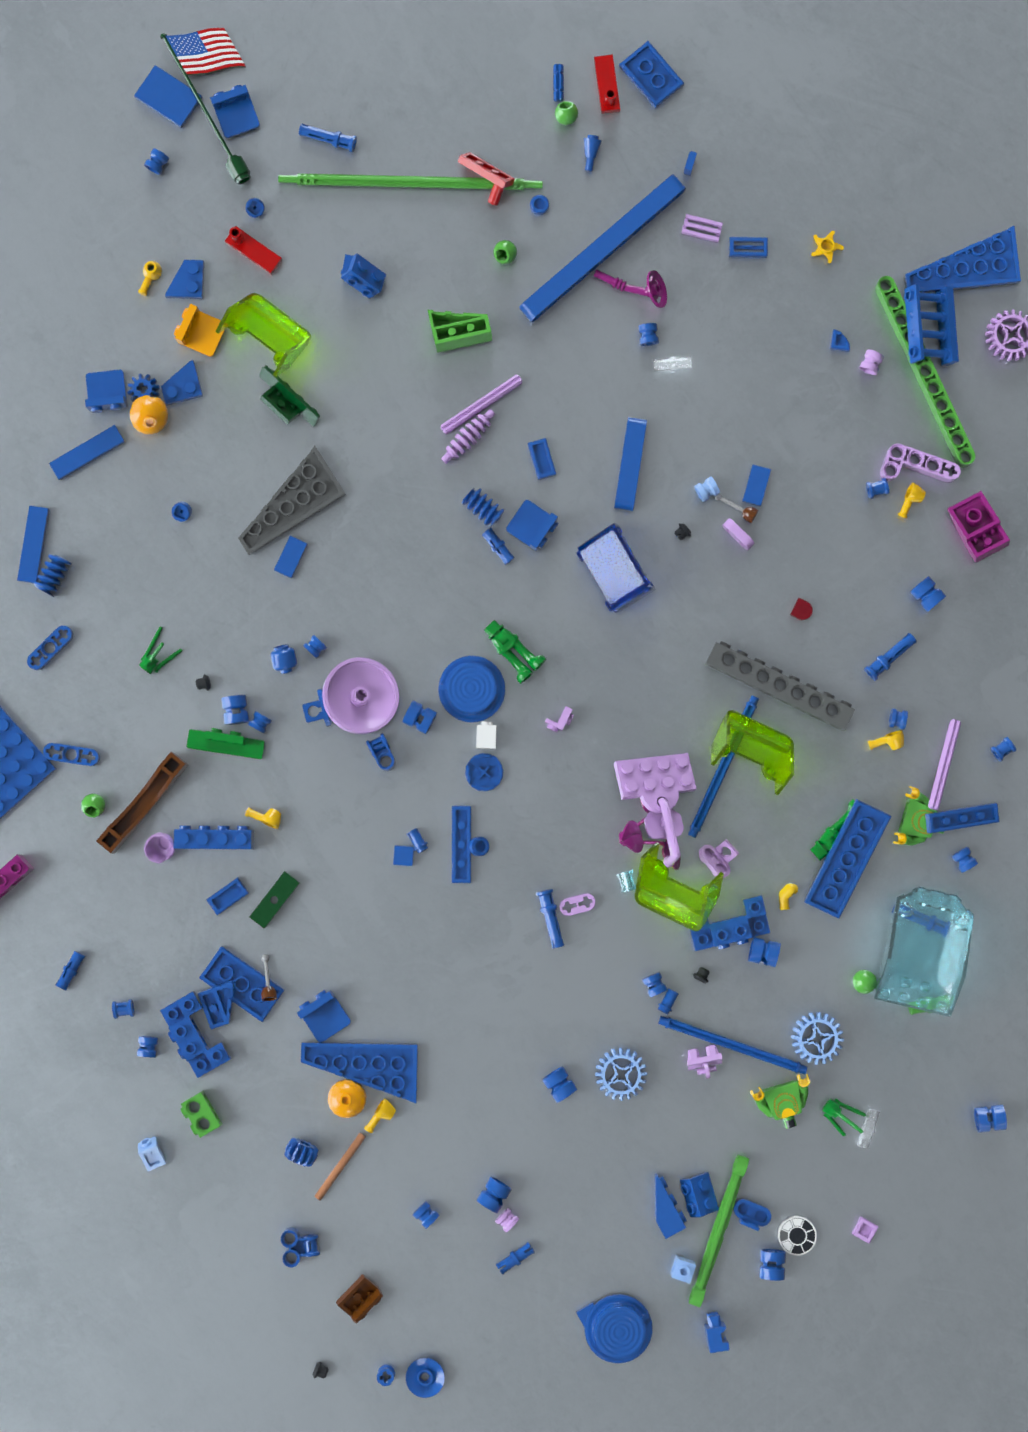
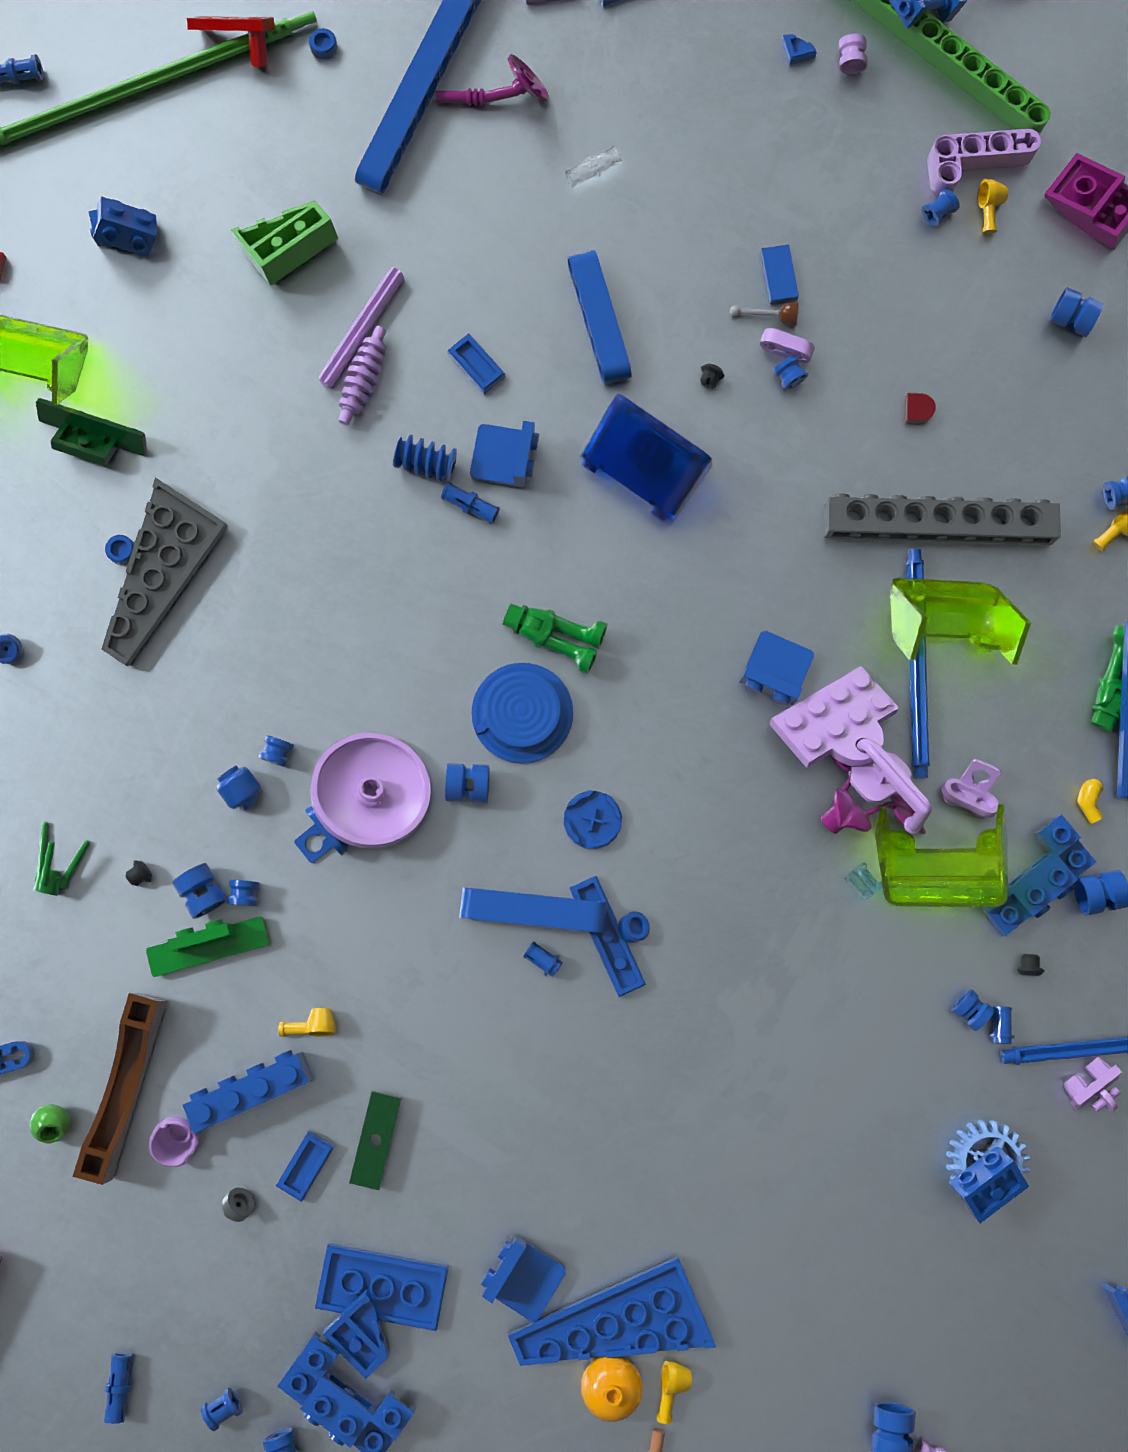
camera: 30 degrees left, 5 degrees down
(180, 900) = (238, 1204): none -> dark grey tile
(268, 993) = (427, 1282): hinge -> none
(274, 479) = (119, 549): none -> blue tile
(290, 557) = (188, 644): blue tile -> none
(381, 751) = (433, 854): blue piece -> none
(403, 855) = (532, 990): blue tile -> none
(424, 809) = (533, 910): none -> blue beam
(486, 736) = (573, 767): white brick -> none
(505, 252) = (303, 117): bright green piece -> none
(548, 908) = (774, 972): blue pin -> none
(559, 1084) = (914, 1222): blue wheel -> none
(565, 718) = (671, 693): lavender bracket -> none
(579, 909) = (814, 951): lavender beam -> none
(613, 1084) = (989, 1184): none -> blue bracket
(636, 731) = (777, 668): none -> blue bracket
(648, 335) = (545, 143): blue wheel -> none
(707, 489) = (717, 305): light blue wheel -> none
(732, 552) = (790, 372): none -> blue wheel
(883, 662) = (1063, 427): blue pin -> none

